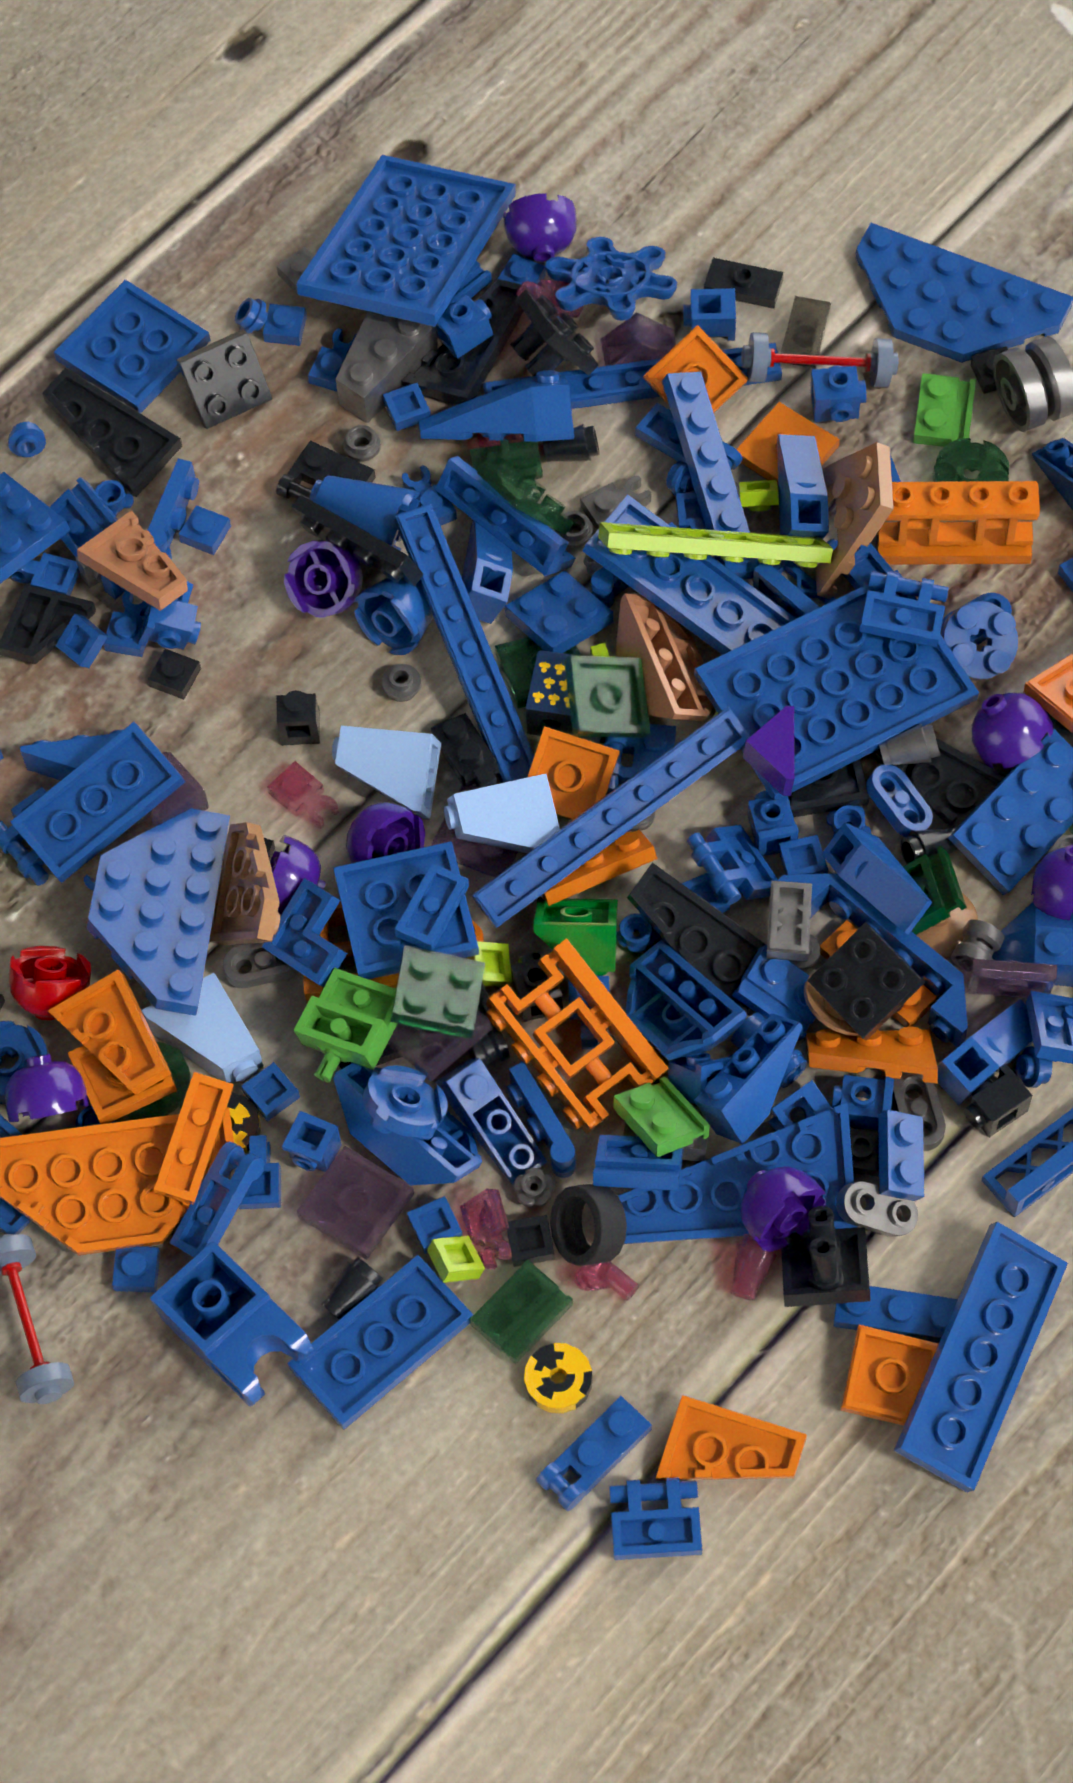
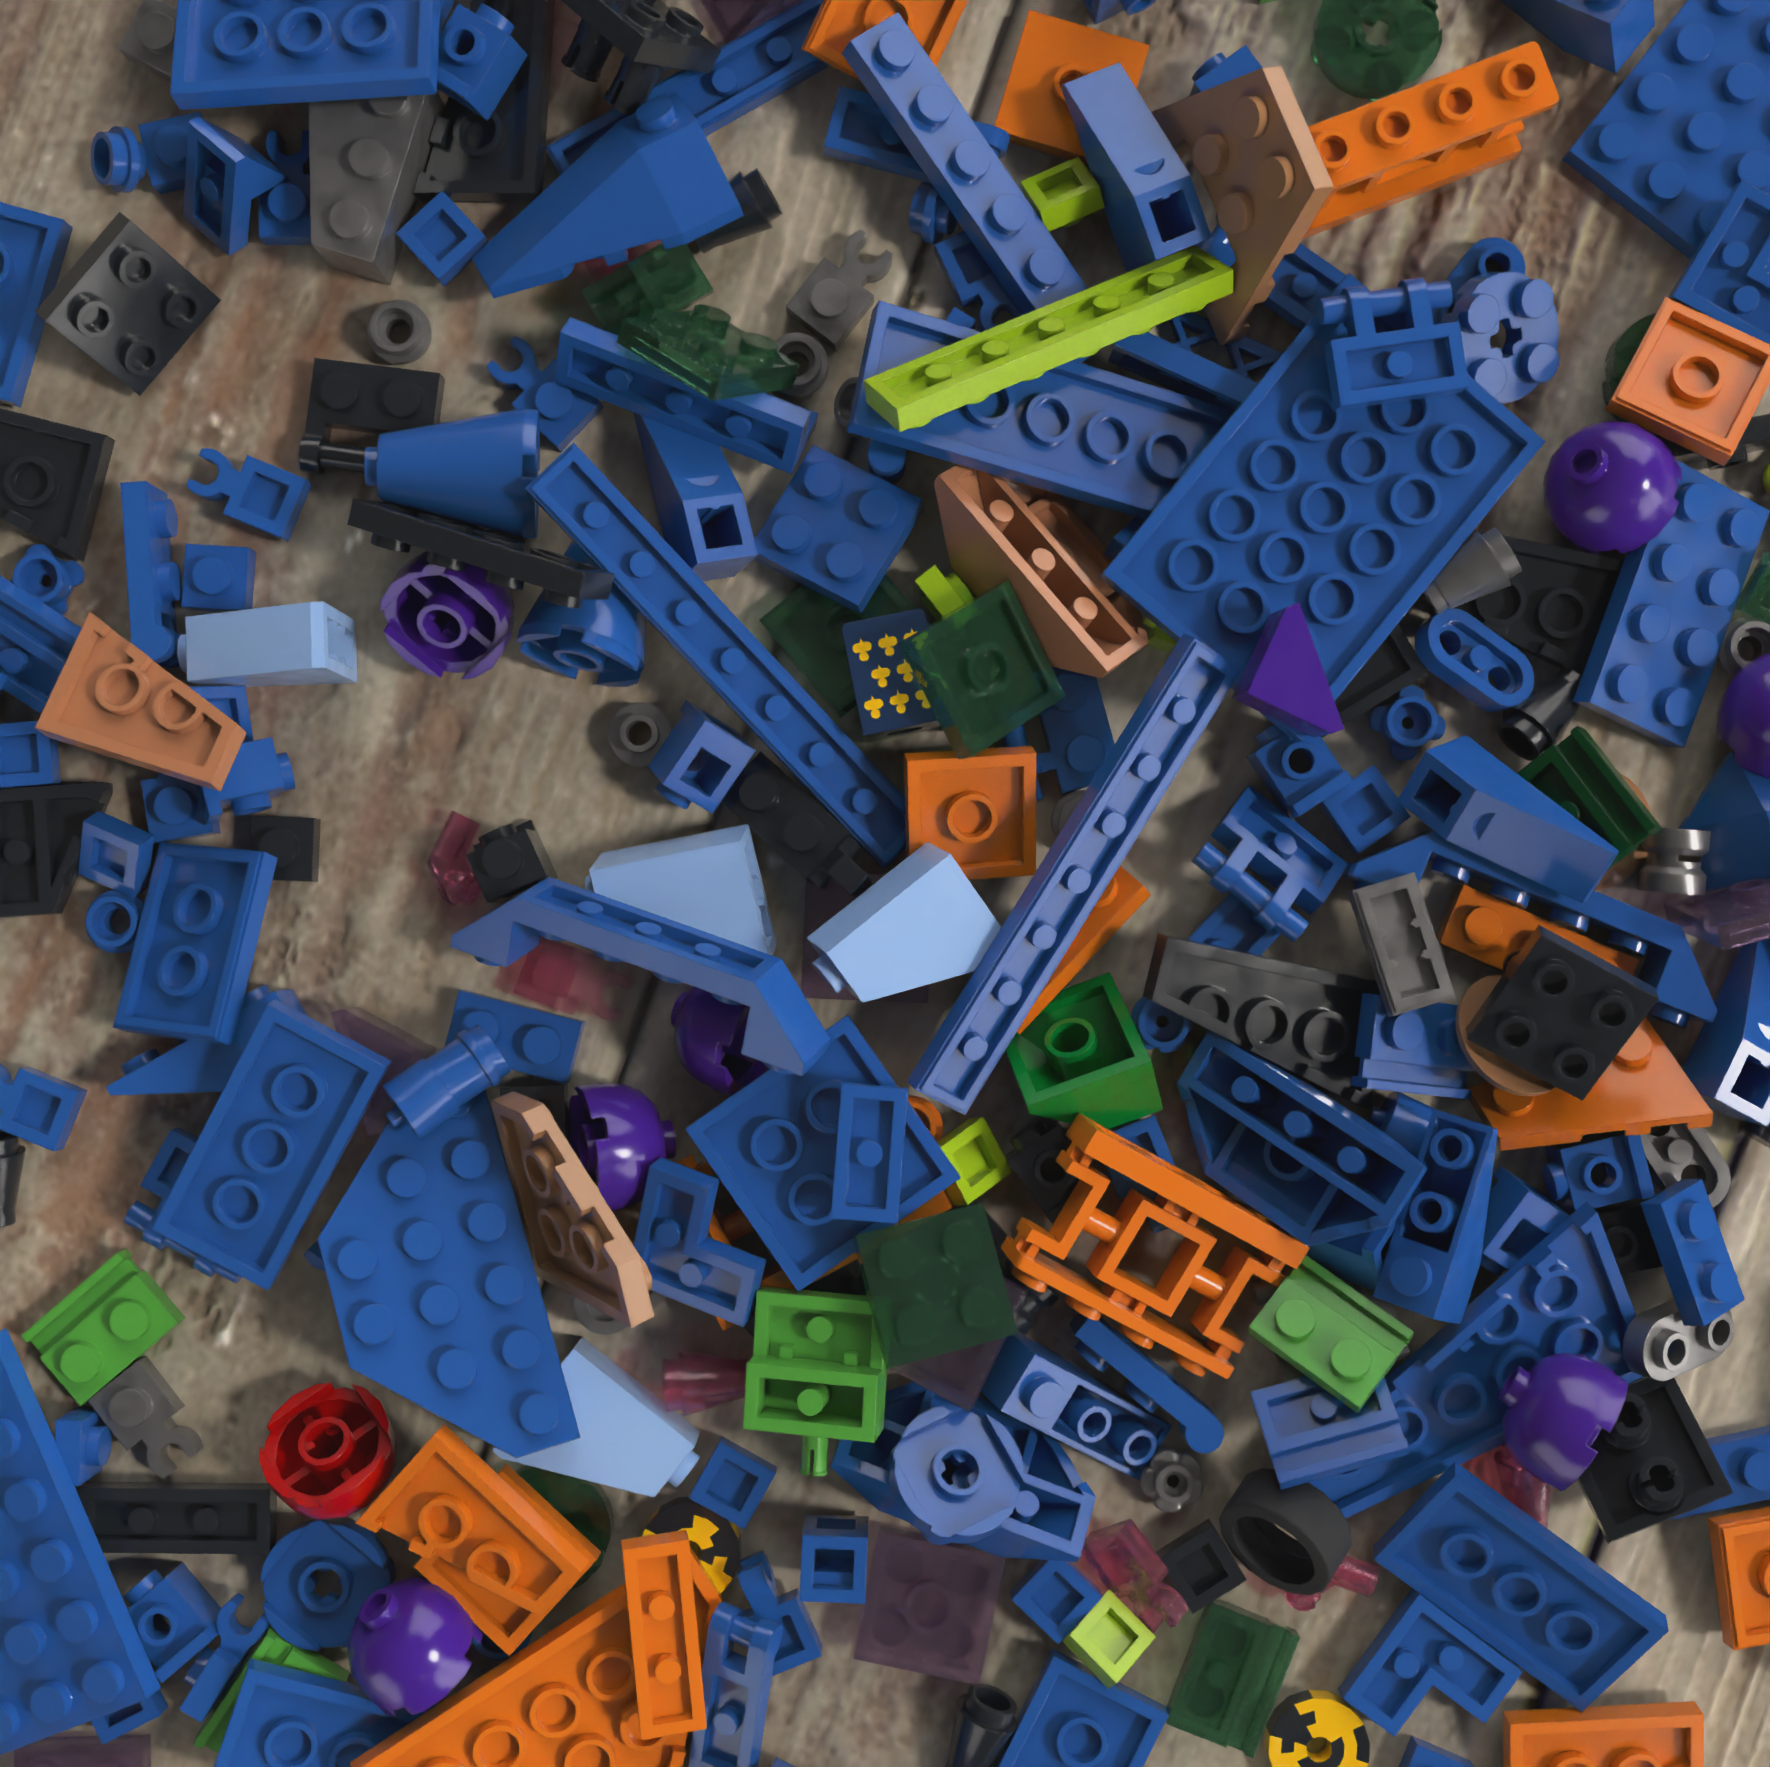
camera: 25 degrees left, 25 degrees up
(64, 668) = (100, 917): none -> blue plate
(104, 694) = (195, 943): none -> blue tile
(209, 804) = (444, 1082): none -> blue piece
(222, 565) = (270, 647): none -> light blue slope
(246, 495) = (257, 494): none -> blue plate
(251, 805) = (525, 1036): none -> blue plate
(263, 711) = (449, 861): none -> clear pink arm
(275, 1029) = (701, 1382): none -> clear pink cone
(300, 339) = (221, 181): none -> blue slope
(411, 814) = (780, 1020): none -> blue slope
(442, 701) = (714, 770): none -> blue brick
(649, 1340) = (1424, 1650): none -> blue plate
(720, 1318) = (1520, 1587): none -> blue plate

